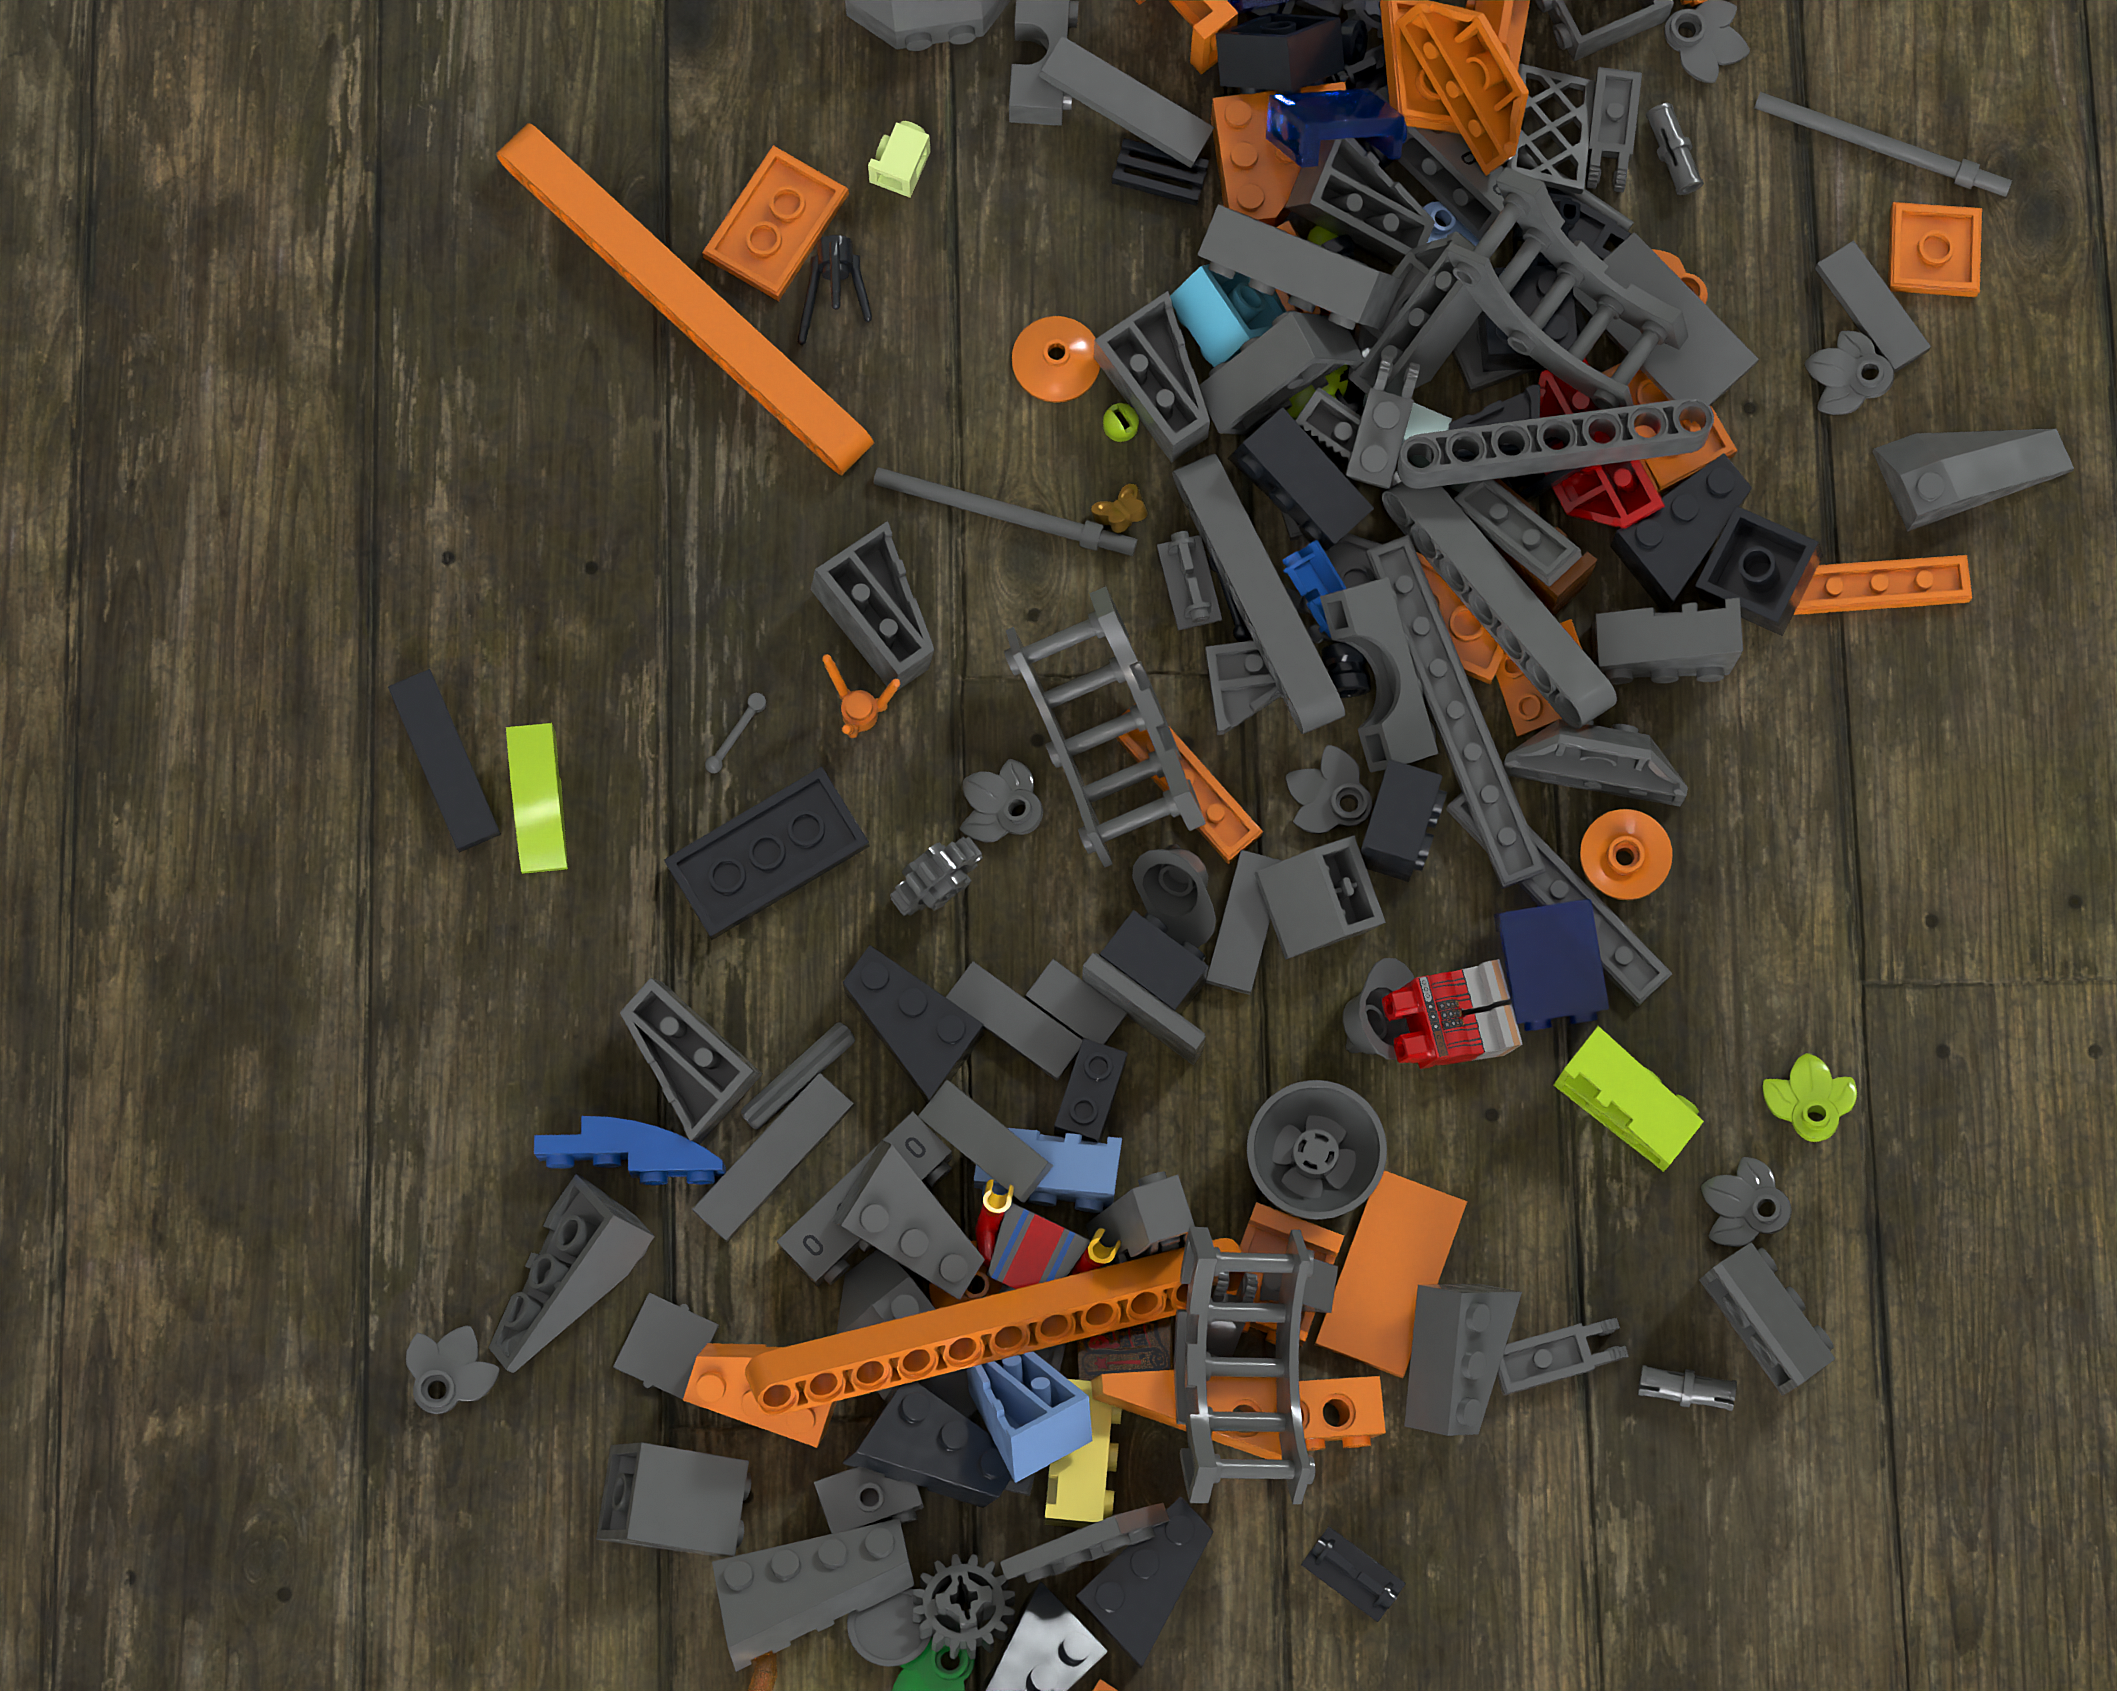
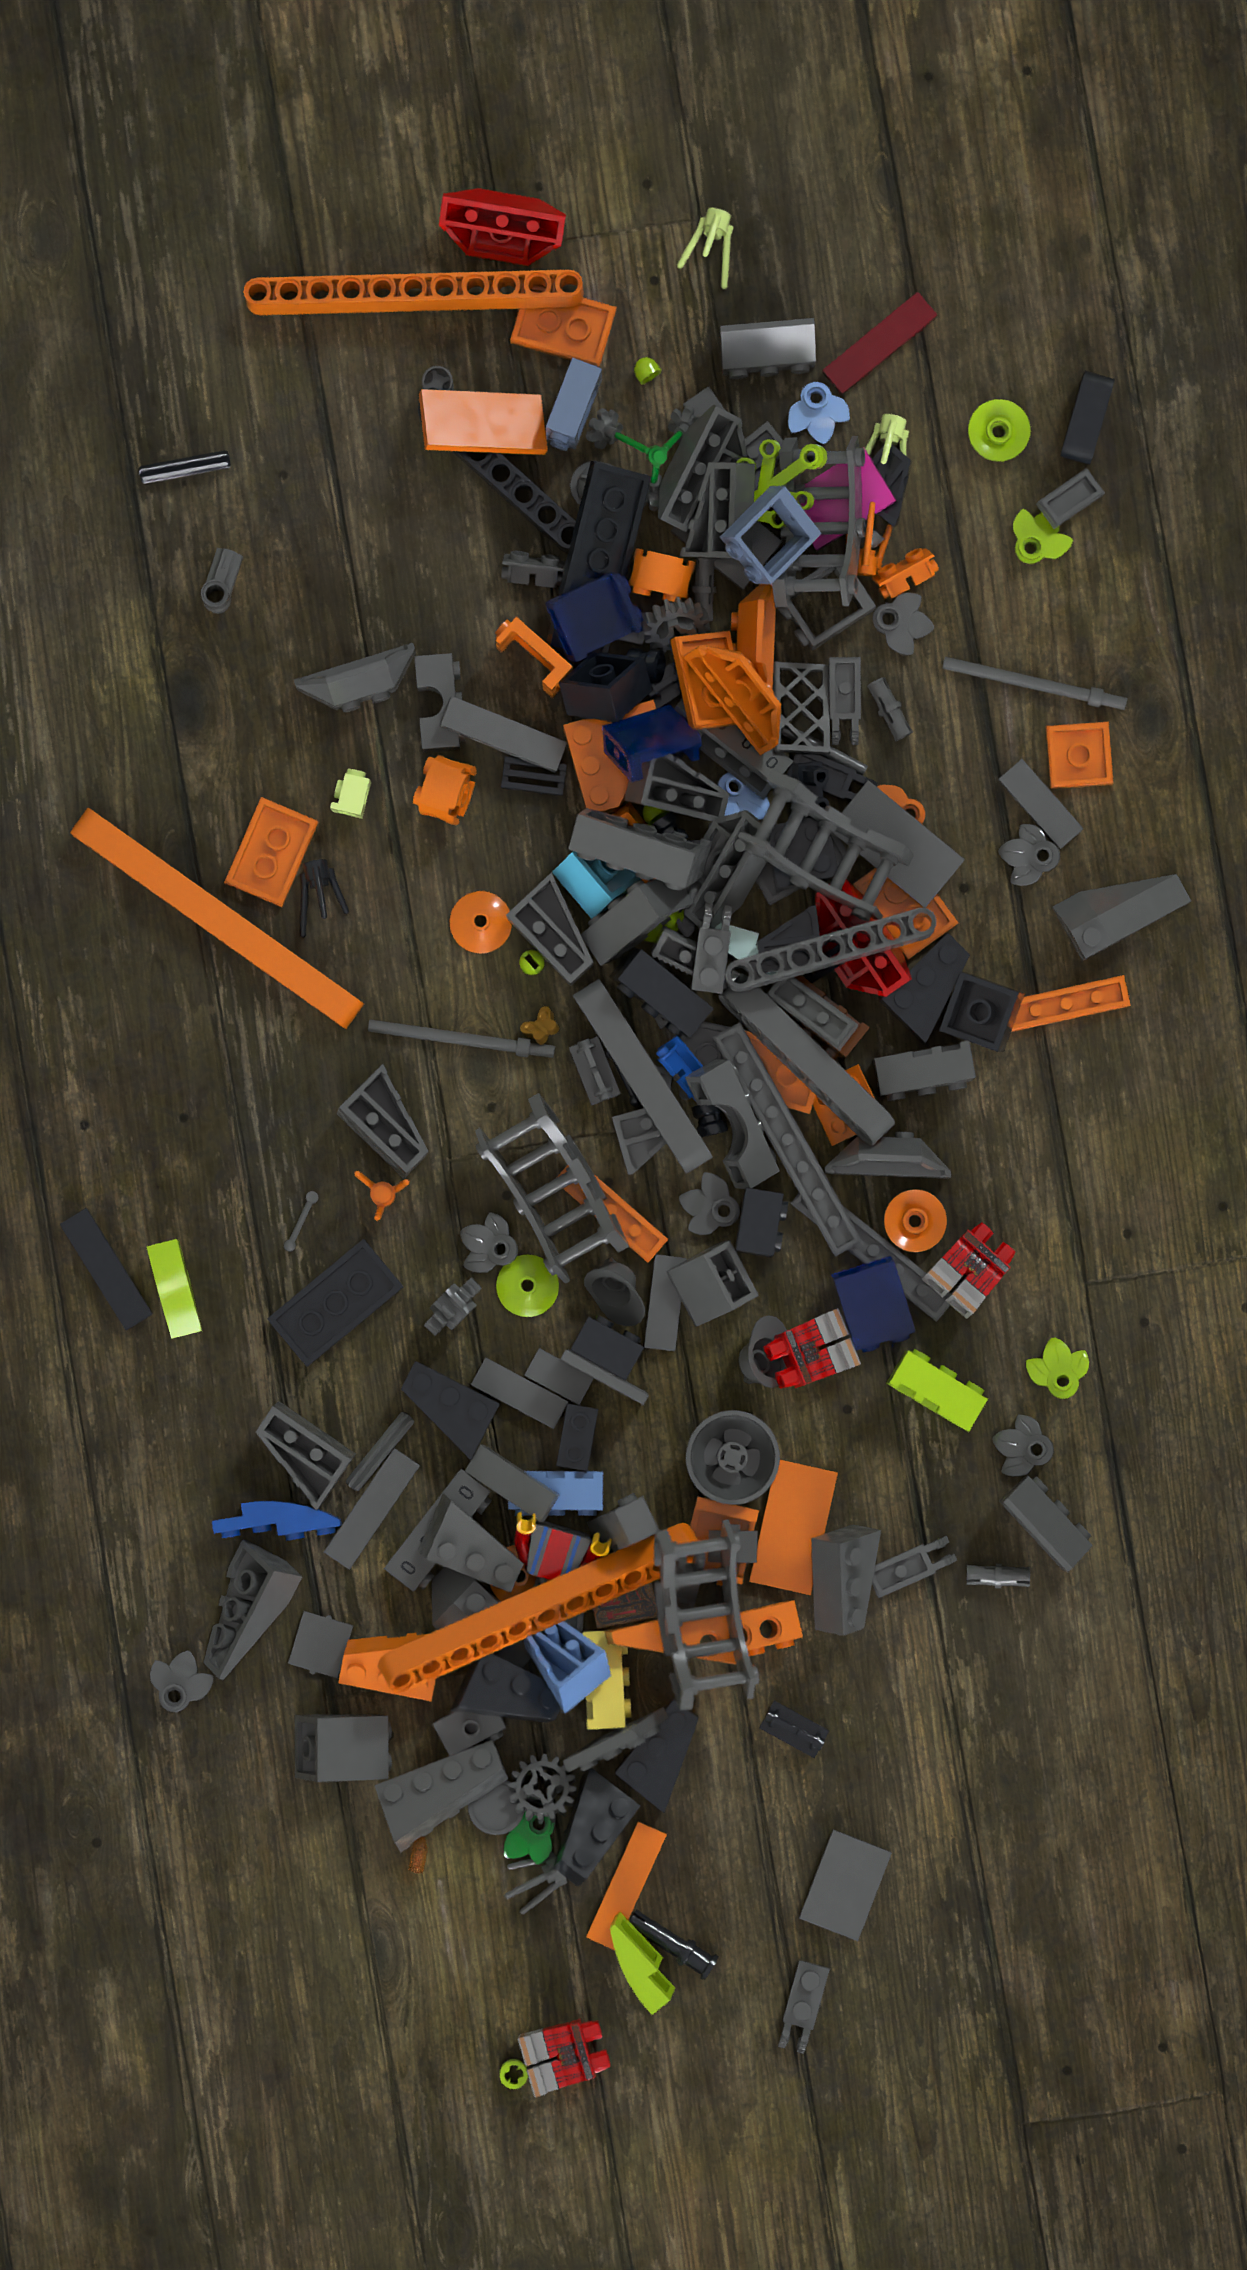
camera: 10 degrees left, 10 degrees up
(1034, 164) = (445, 789): none -> orange brick
(1045, 893) = (522, 1302): none -> lime dish
(1710, 924) = (977, 1262): none -> hips

